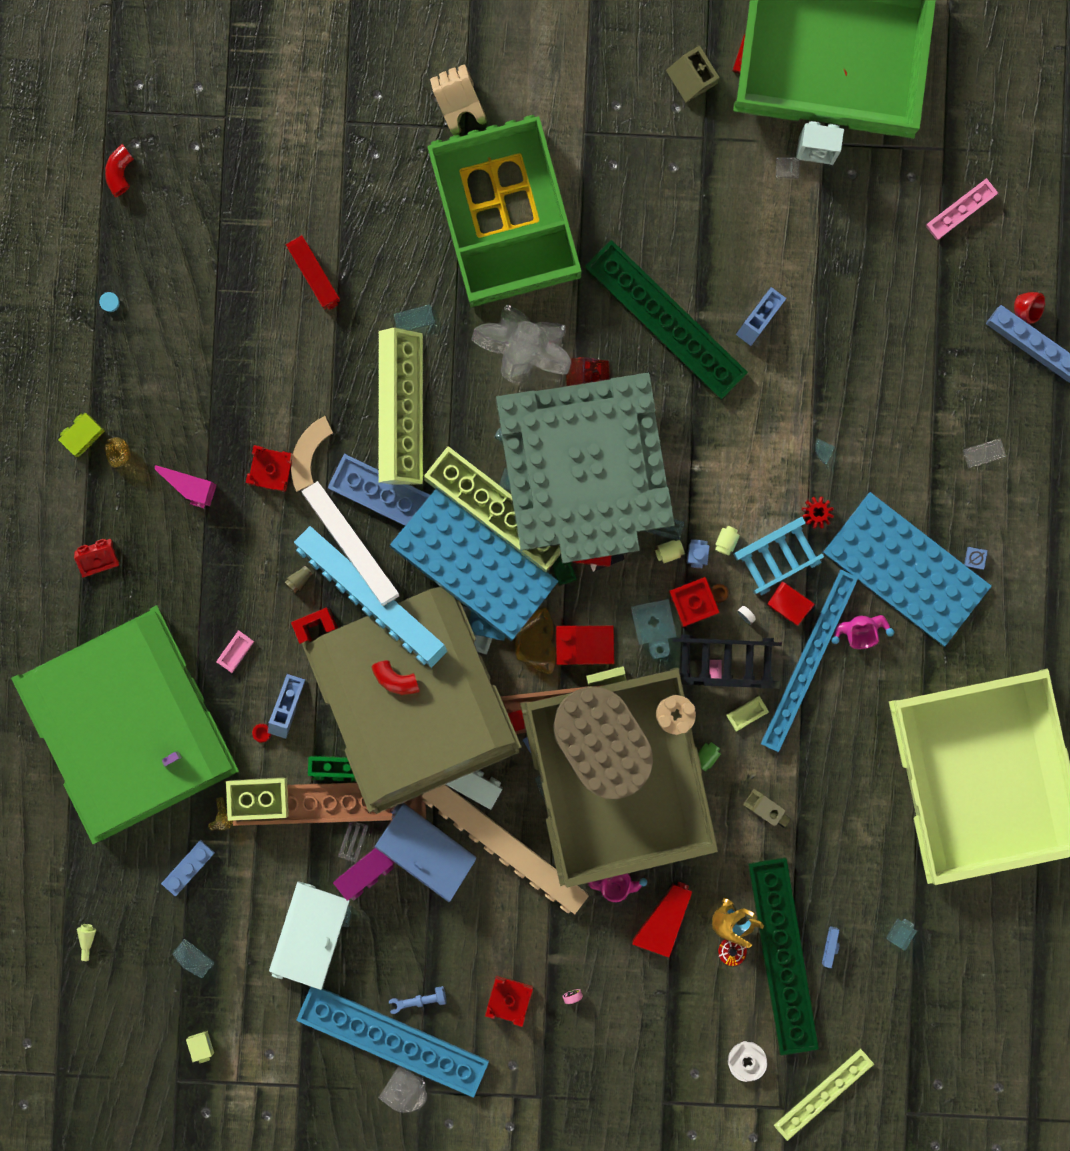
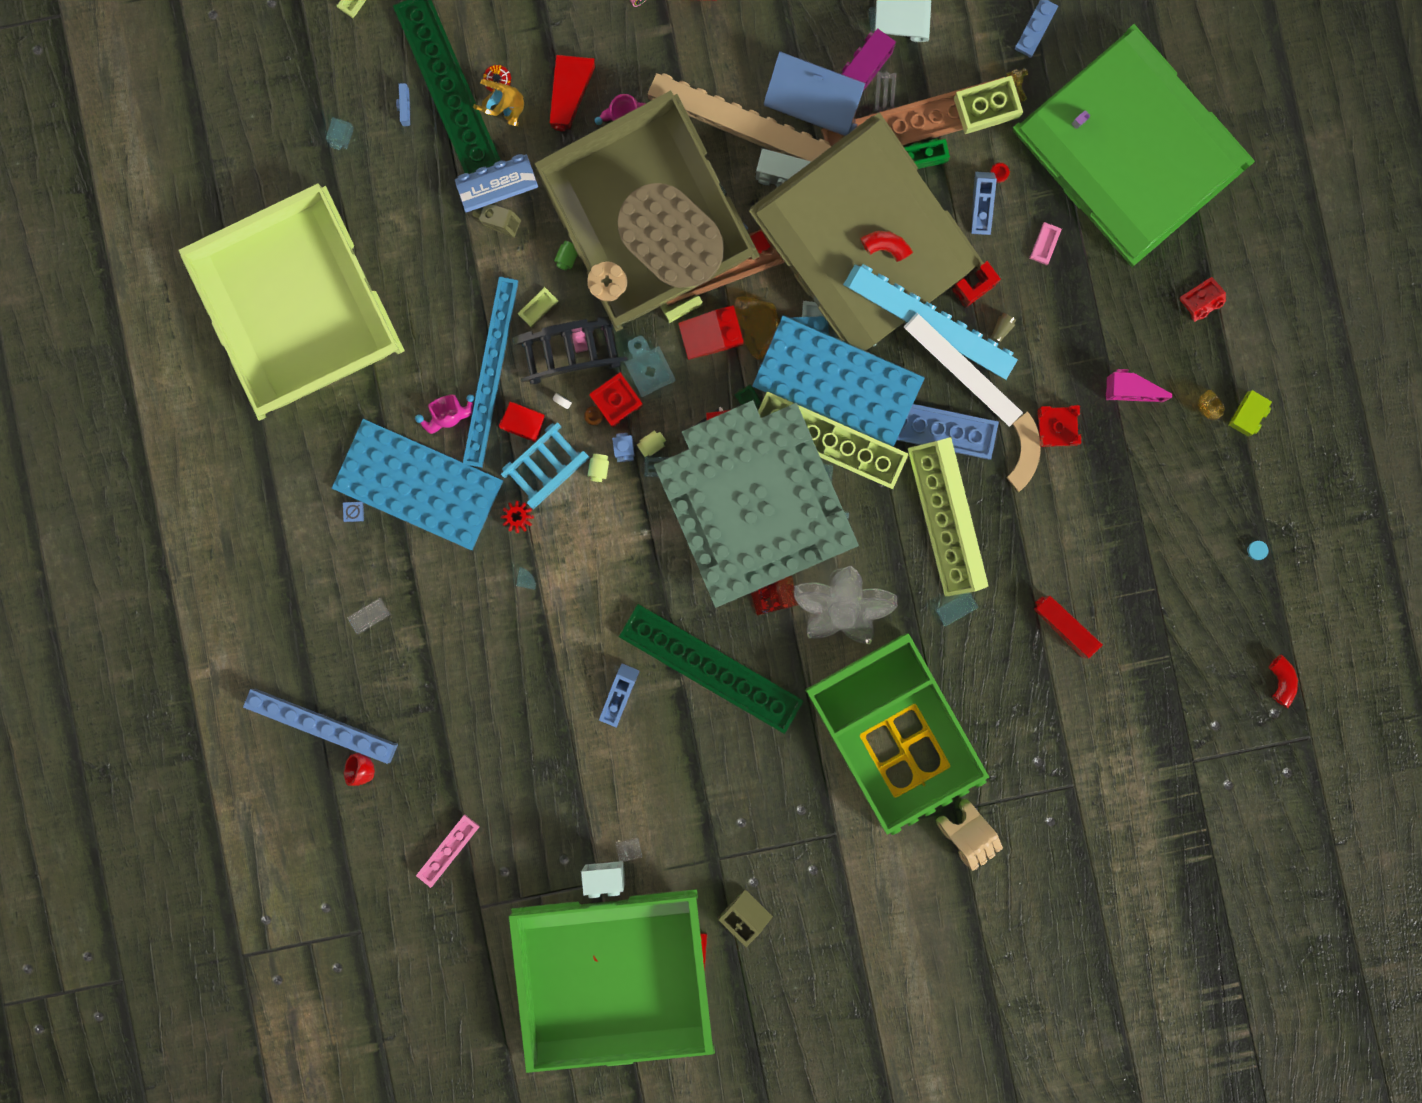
camera: 165 degrees right, 0 degrees up
(759, 843) = (496, 182): none -> medium blue slope

